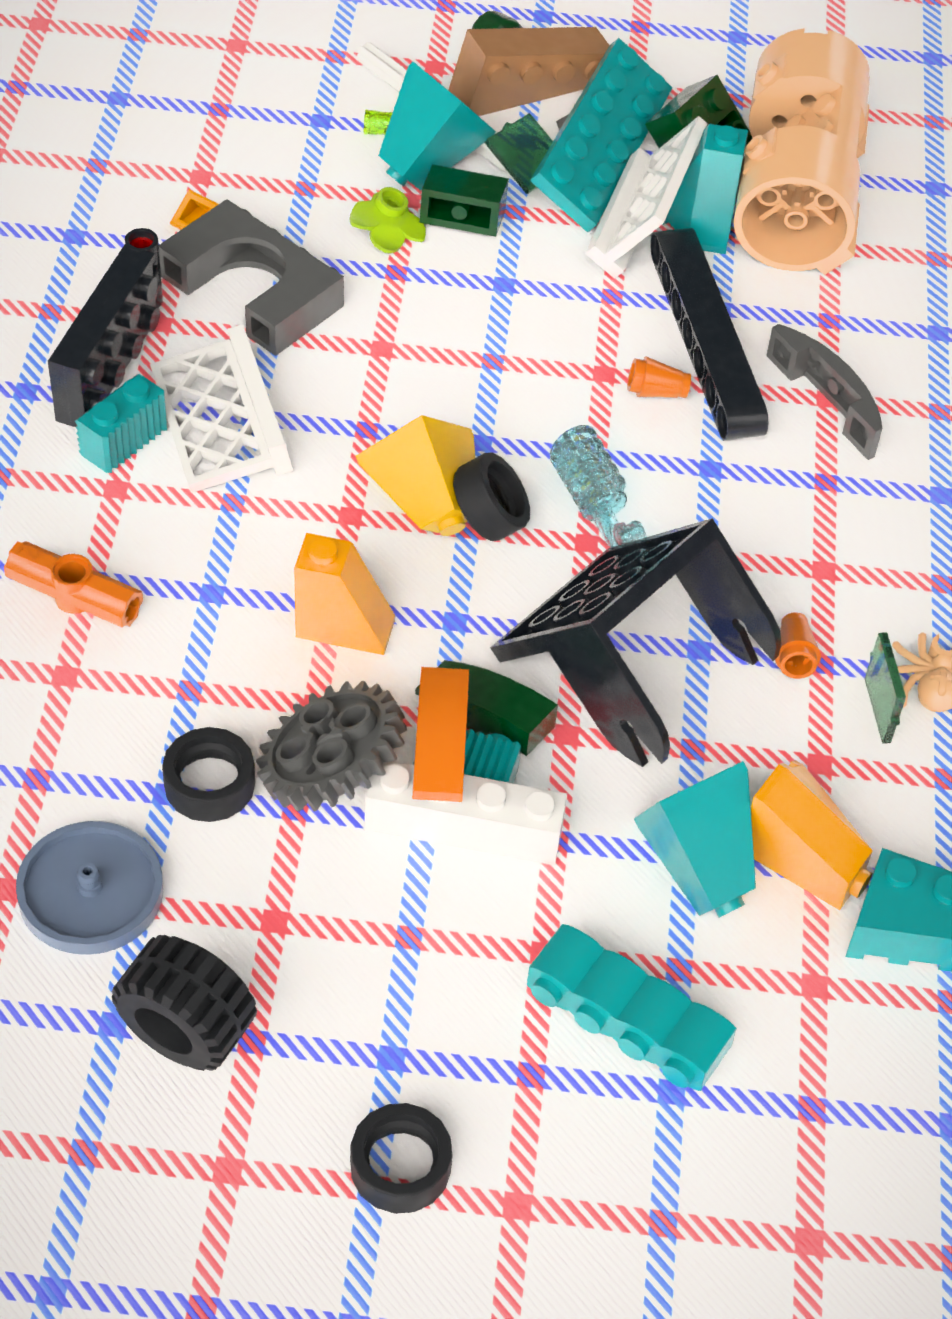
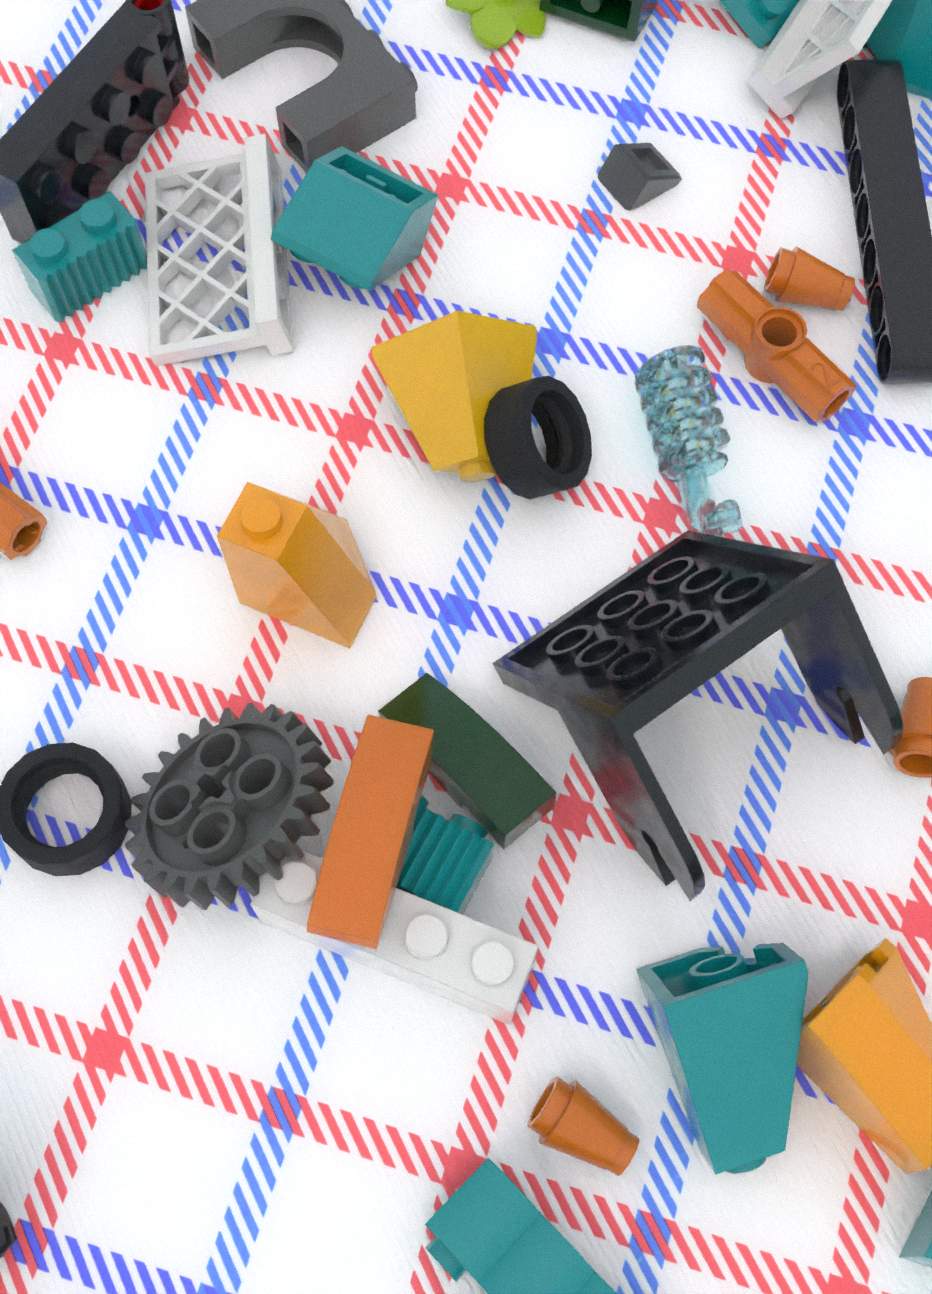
camera: 15 degrees right, 15 degrees up
(324, 373) = (355, 219): none -> teal slope
(518, 325) = (637, 174): none -> dark grey slope
(619, 907) = (581, 1127): none -> orange cone
(644, 423) = (795, 365): none -> orange piece

